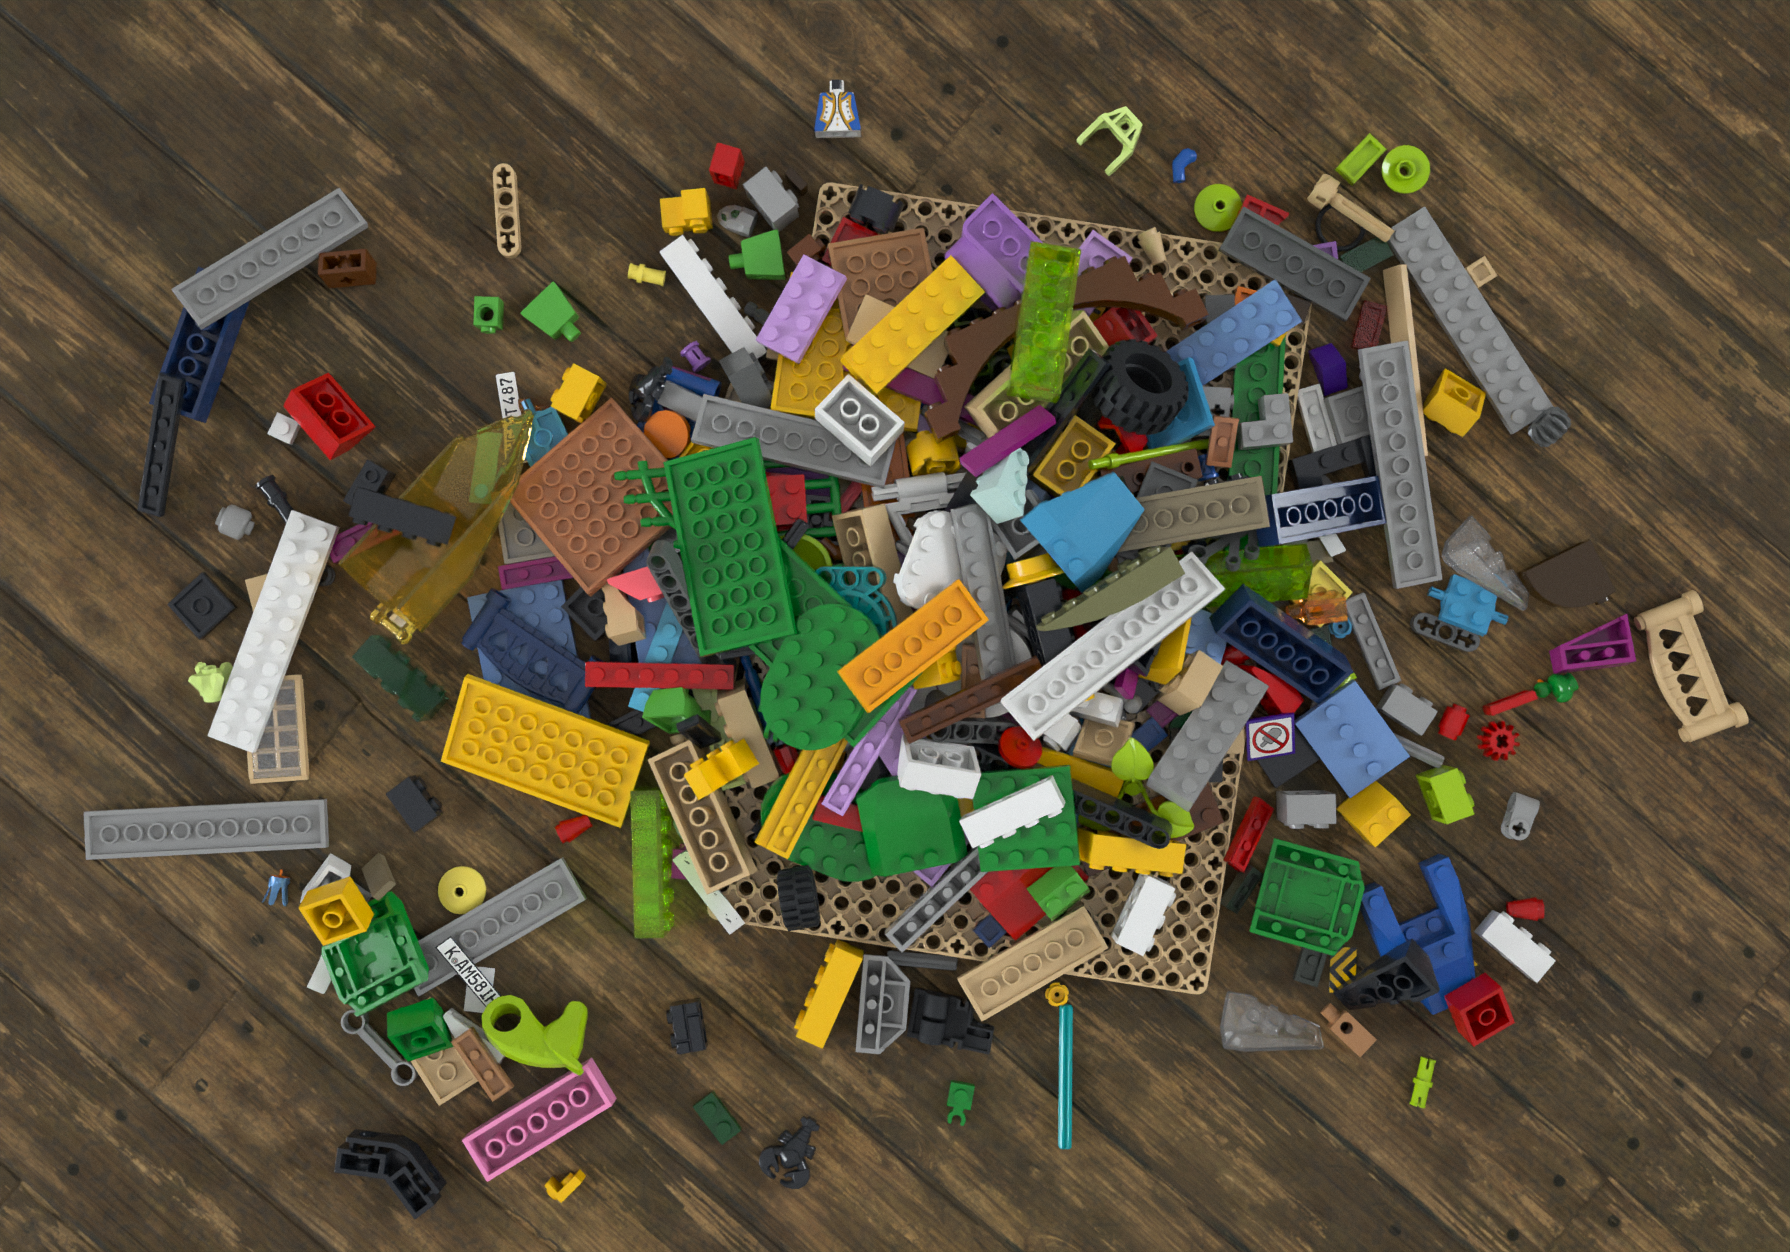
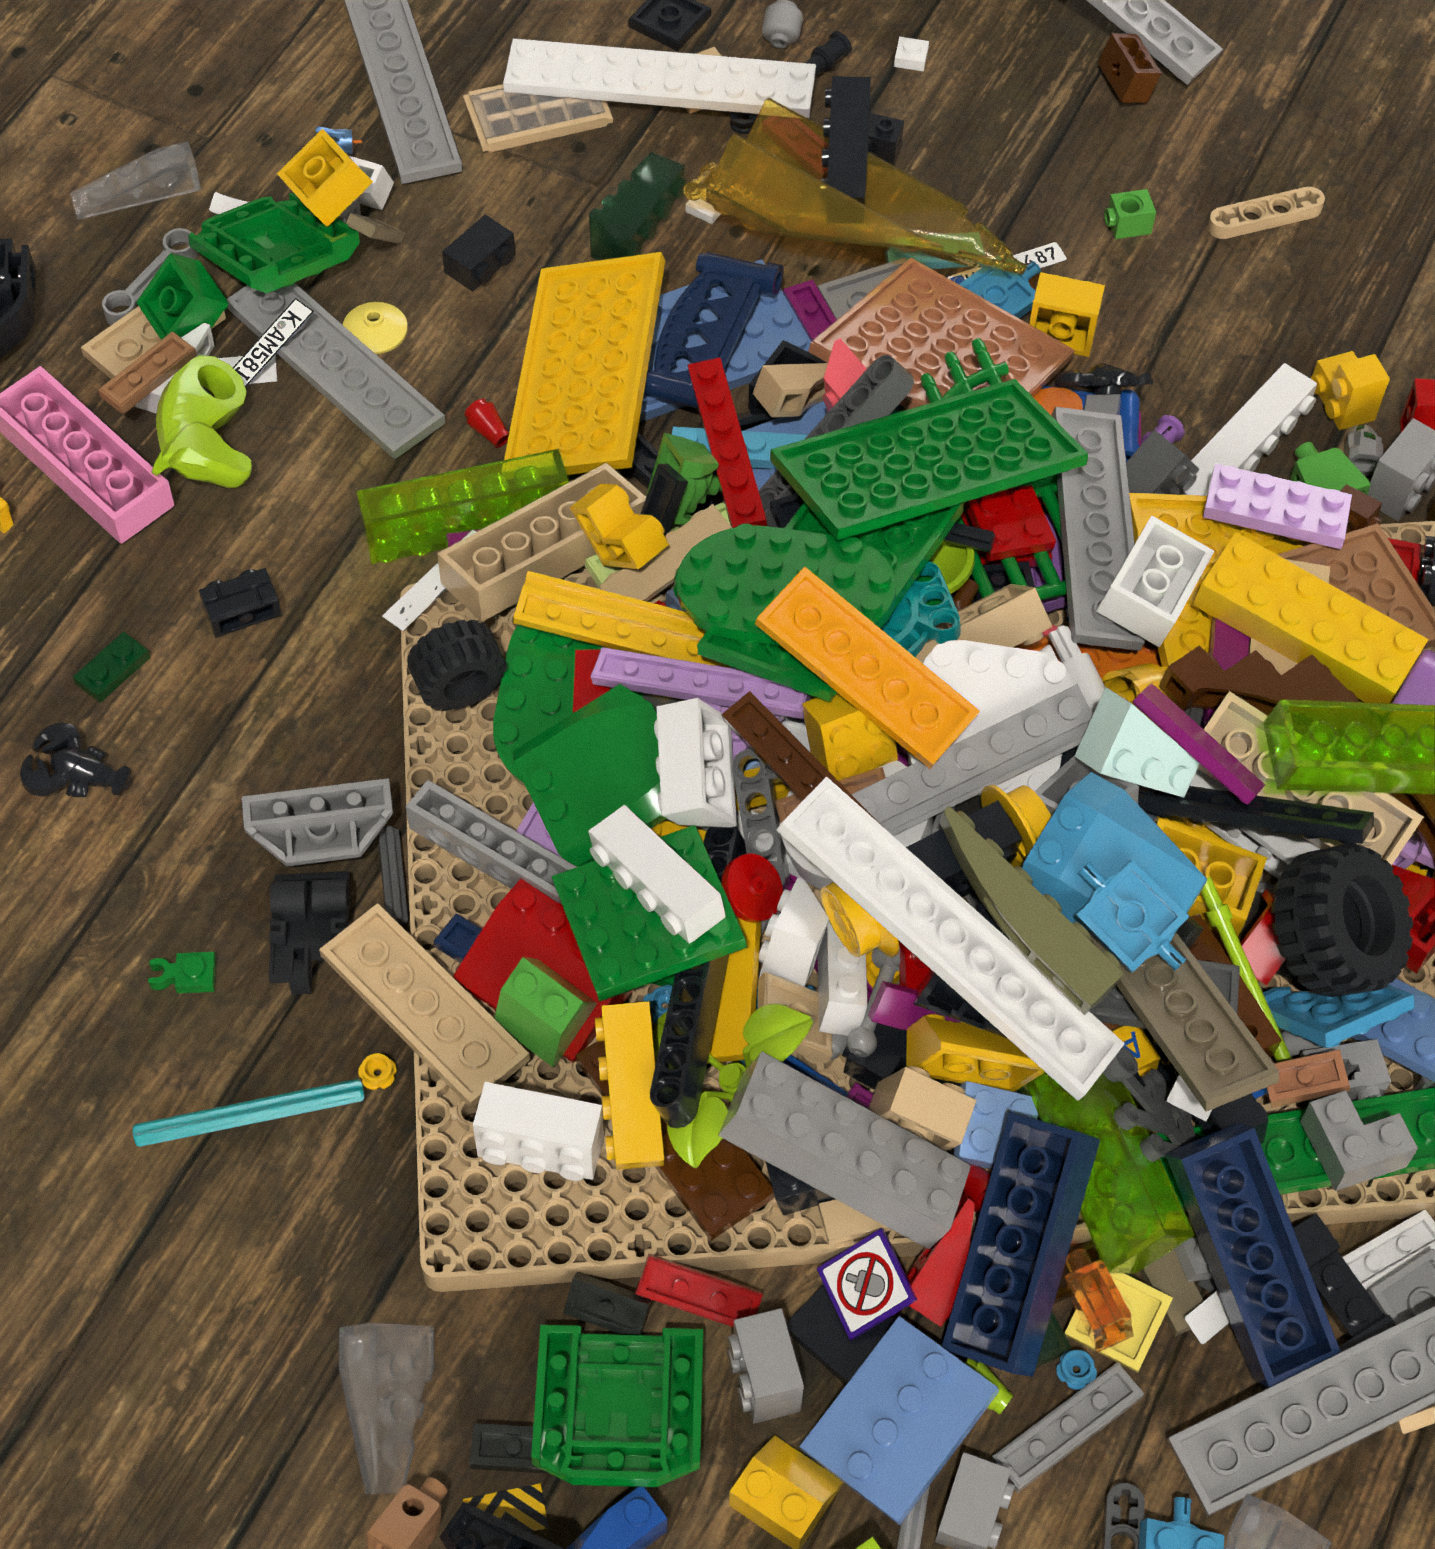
camera: 75 degrees right, 30 degrees down
(211, 680) = (579, 29): yellowish green rock -> none
(279, 1037) = (147, 179): none -> clear wedge
(328, 415) = (943, 86): red slope -> none
(553, 314) = (1158, 277): bright green torso -> none
(645, 274) = (1247, 362): light yellow pin -> none
(828, 996) = (317, 750): yellow brick -> none
(1129, 528) = (1131, 916): none -> dark azure plate

